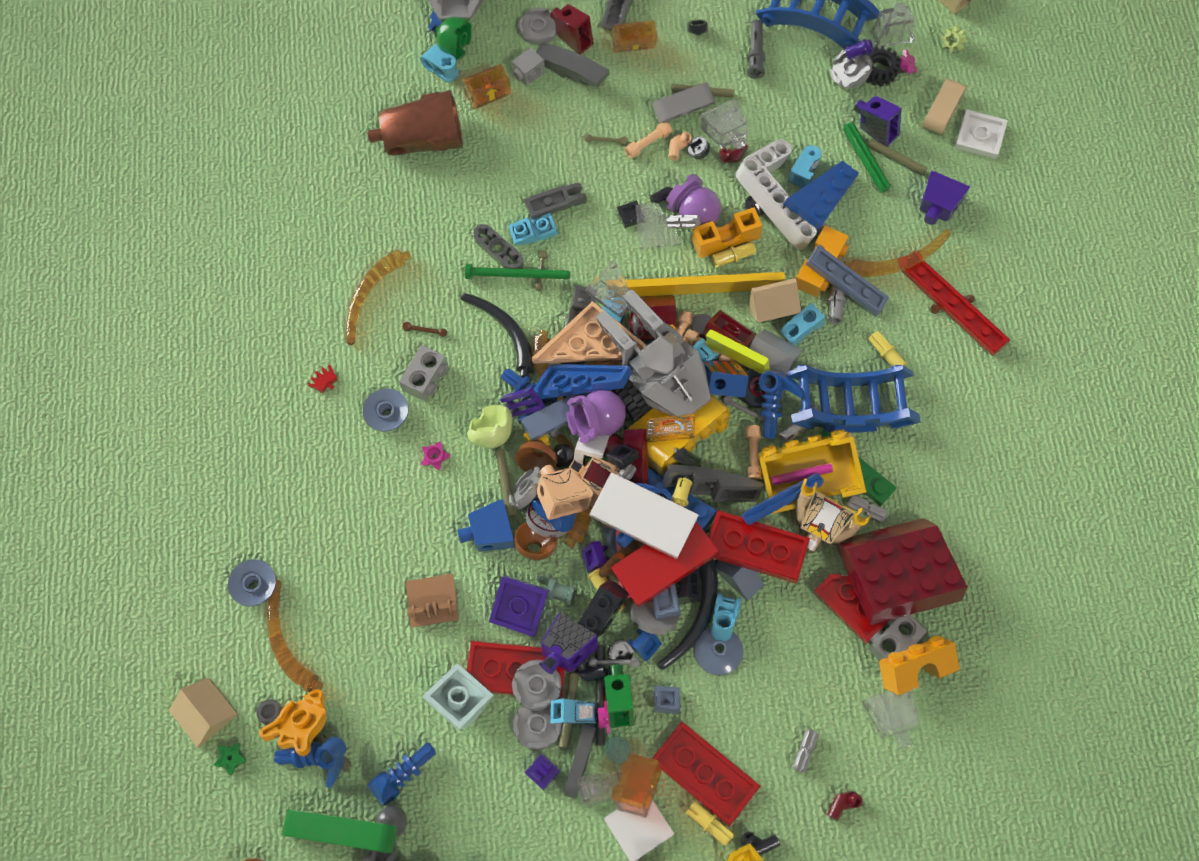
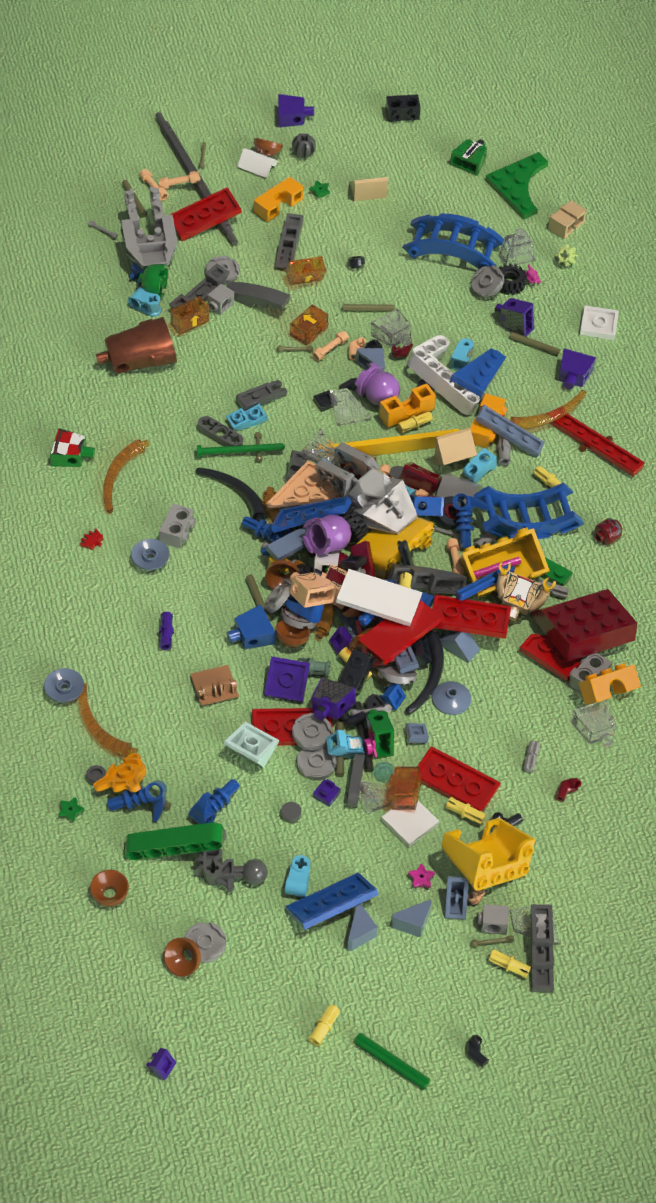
camera: 15 degrees left, 15 degrees down
(201, 711) = (39, 780): tan slope -> none
(317, 255) = (70, 449): none -> torso
(386, 518) = (166, 631): none -> dark purple pin
(407, 327) = (154, 496): reddish brown hinge -> none
(430, 451) = (196, 580): dark pink plate -> none
(492, 427) = (242, 557): yellowish green piece -> none
(494, 795) = (291, 812): none -> dark grey tile
(508, 398) = (254, 542): dark purple tile -> none
(525, 37) = (213, 278): none -> dark grey slope
(573, 28) = (253, 267): dark red torso -> none
(627, 109) = (309, 325): none -> clear orange brick
(670, 428) = (387, 539): clear yellow tile -> none
(681, 221) = (371, 398): light grey piece -> none
(683, 102) = (355, 316): light grey beam -> none
(694, 163) = (365, 356): none -> sand blue slope
(725, 613) = (452, 671): medium azure piece -> none
(737, 352) = (431, 485): neon yellow tile -> none
(756, 55) = (408, 279): dark grey pin -> none
(859, 49) = (492, 265): dark purple pin -> none
(866, 157) = (510, 345): green axle -> none
(944, 106) = (566, 304): tan beam -> none
(950, 433) = (608, 531): none -> dark red head

